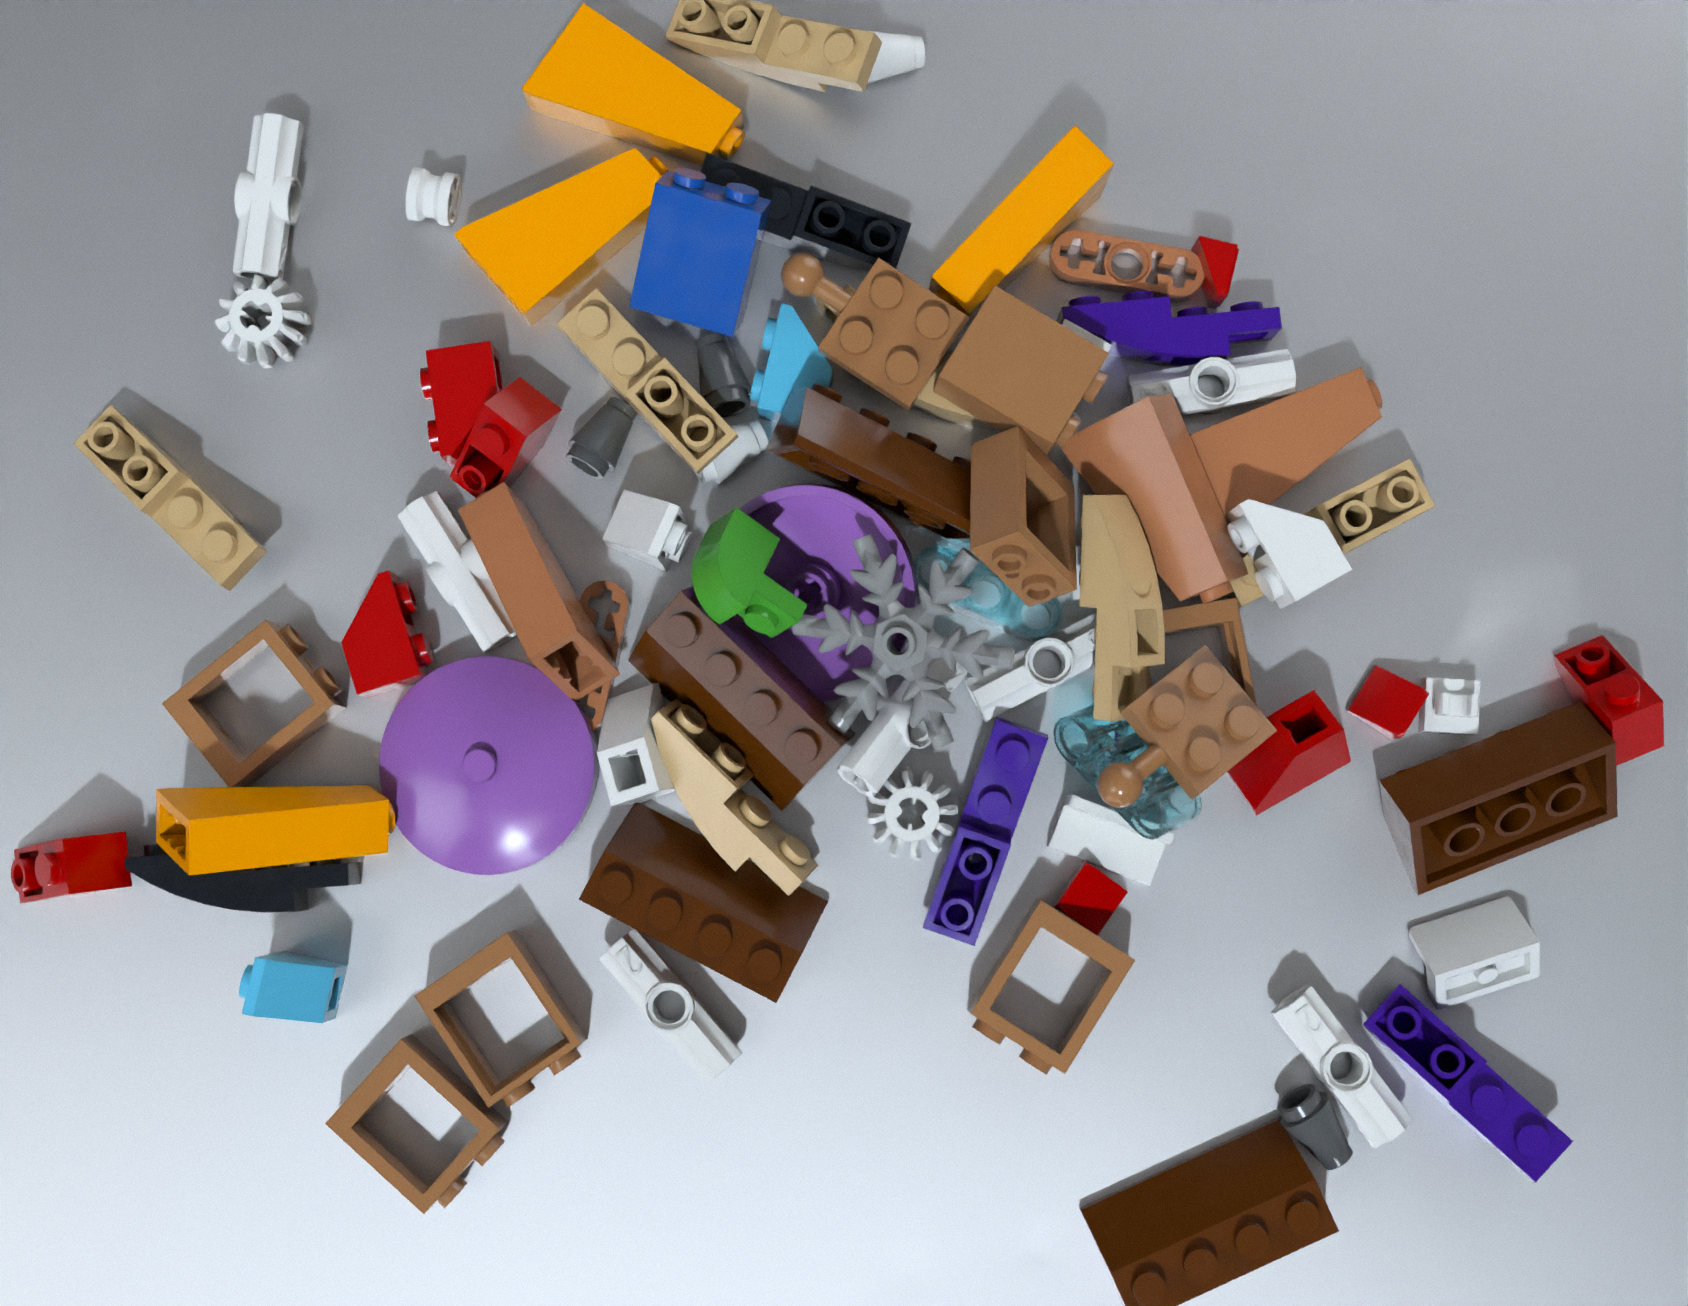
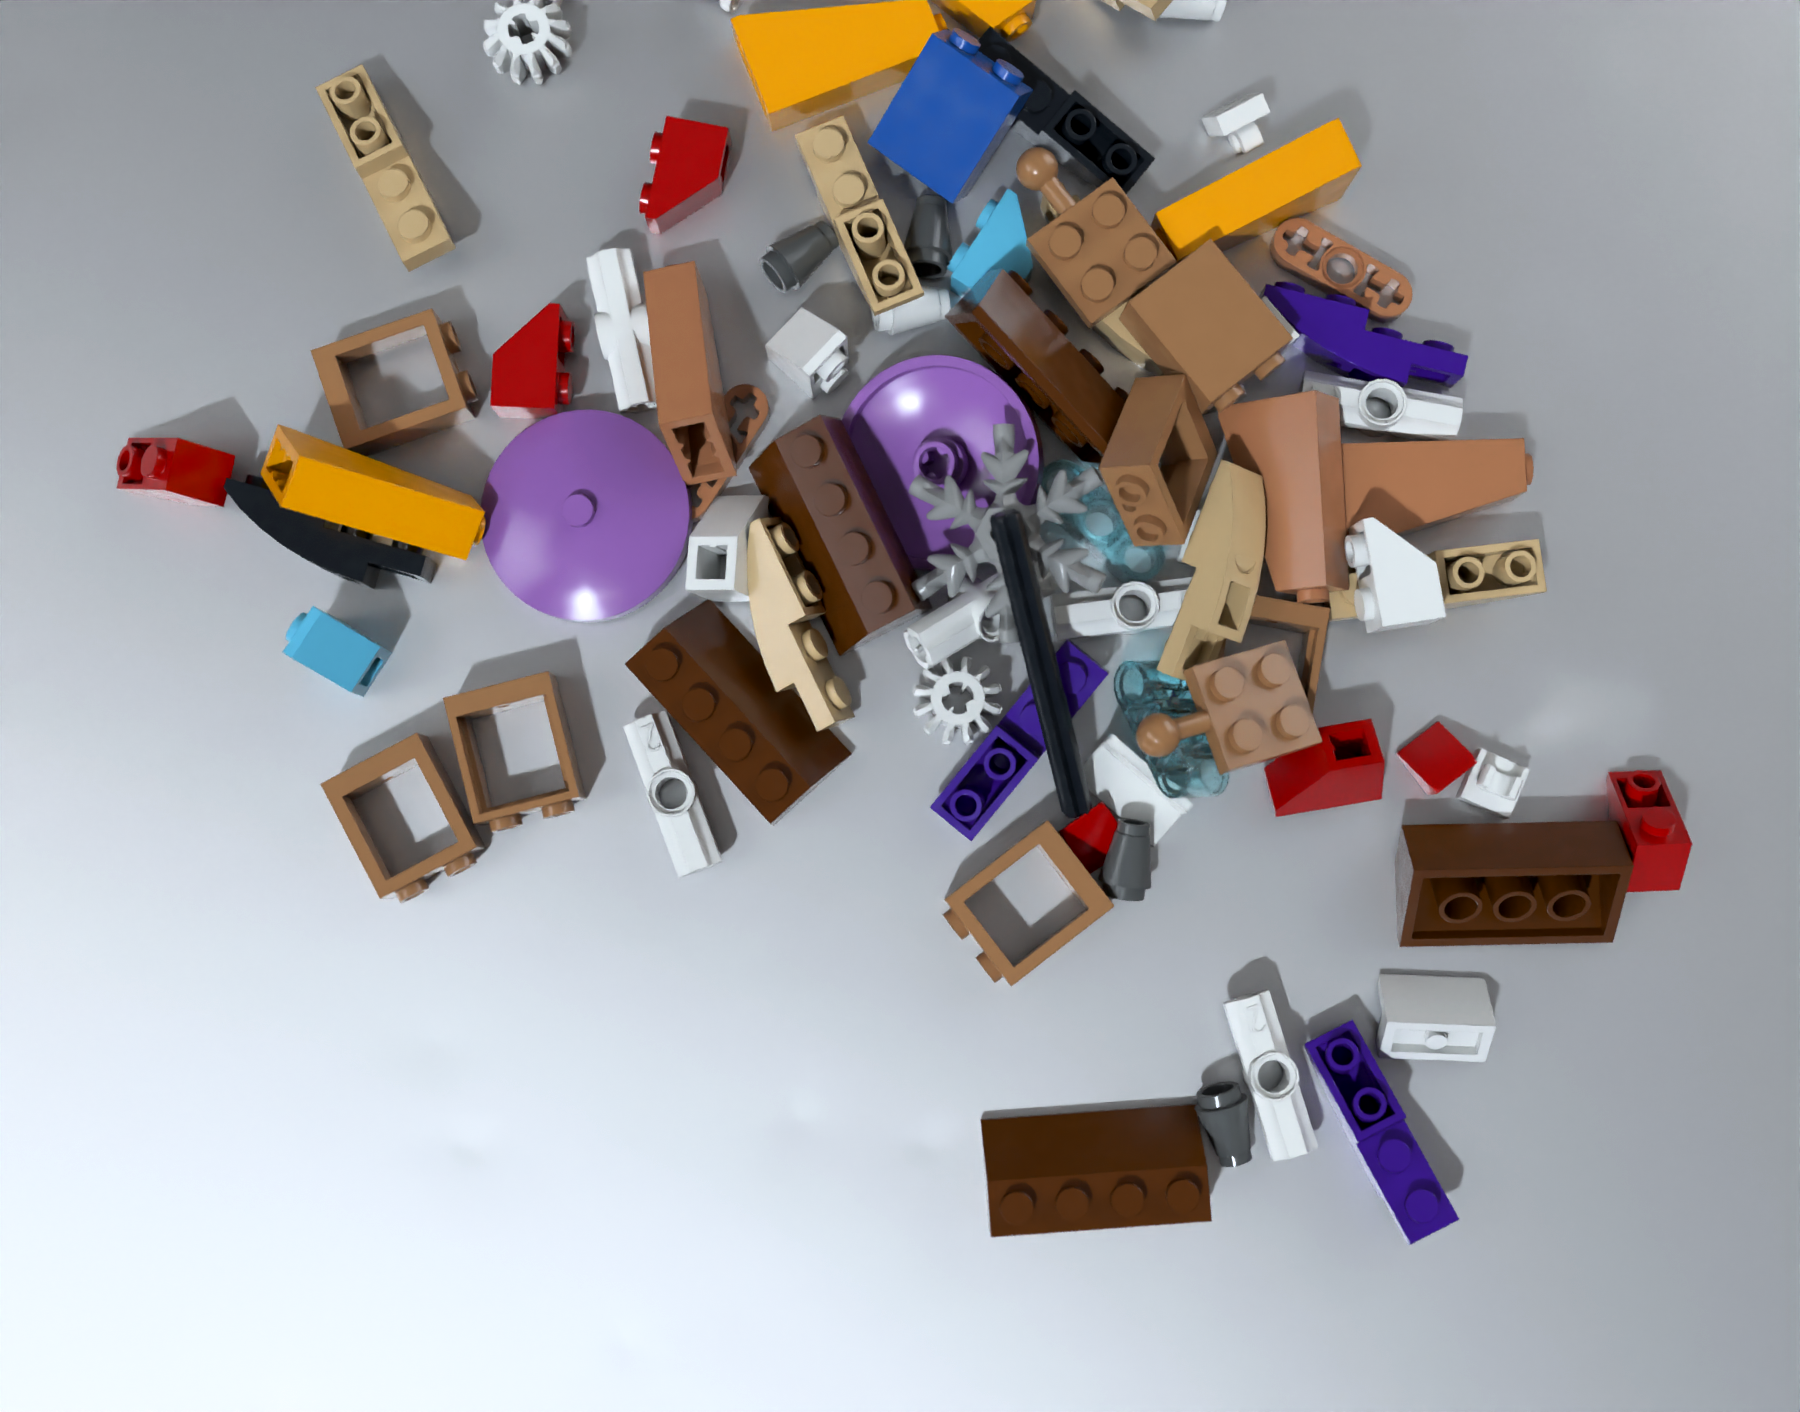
camera: 20 degrees right, 0 degrees up
(505, 438) = (710, 222): red slope -> none
(732, 578) = (871, 418): bright green brick -> none
(976, 158) = (1238, 122): none -> white tile
(980, 753) = (1041, 662): none -> black axle
(1131, 911) = (1127, 862): none -> dark grey cone
(1218, 265) = (1426, 296): red slope -> none

